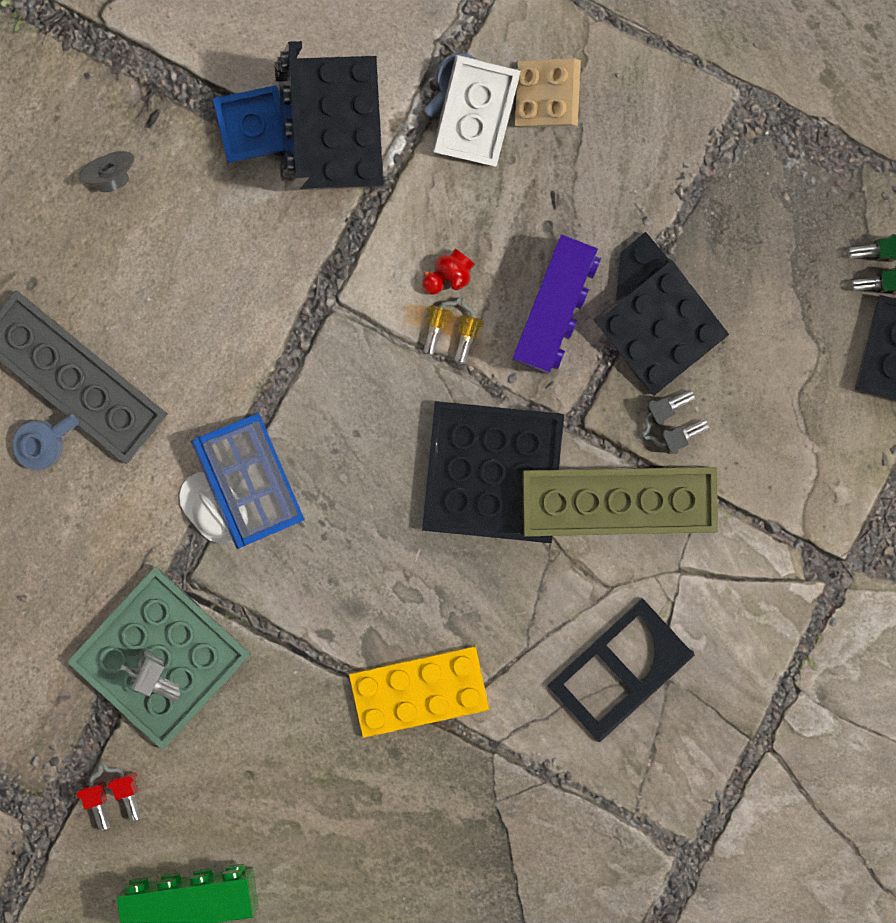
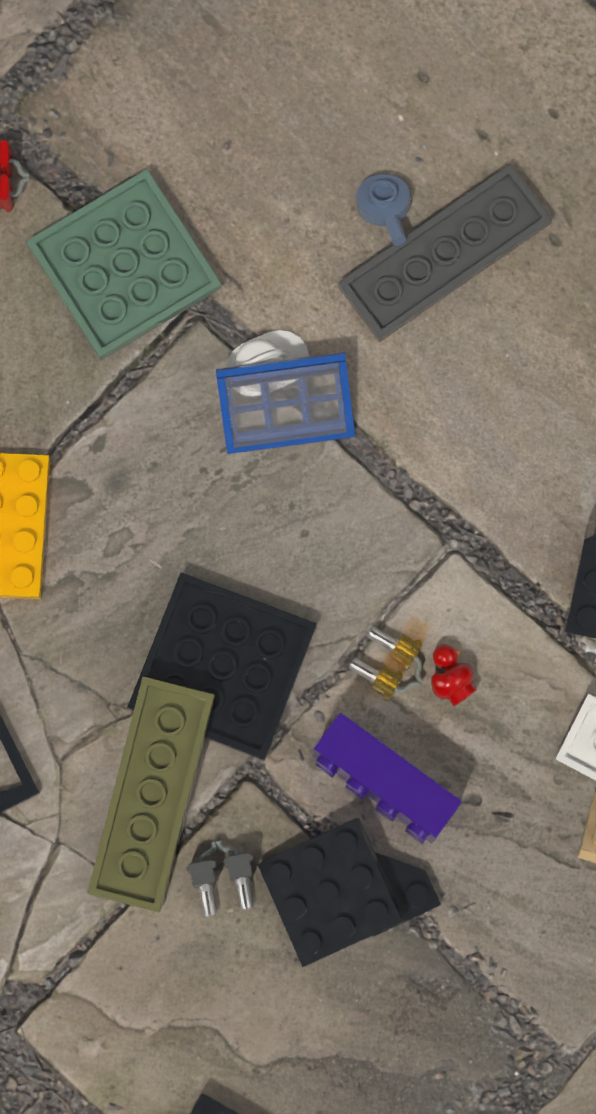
camera: 100 degrees right, 10 degrees down
(147, 677) = (104, 241): light grey piece -> none

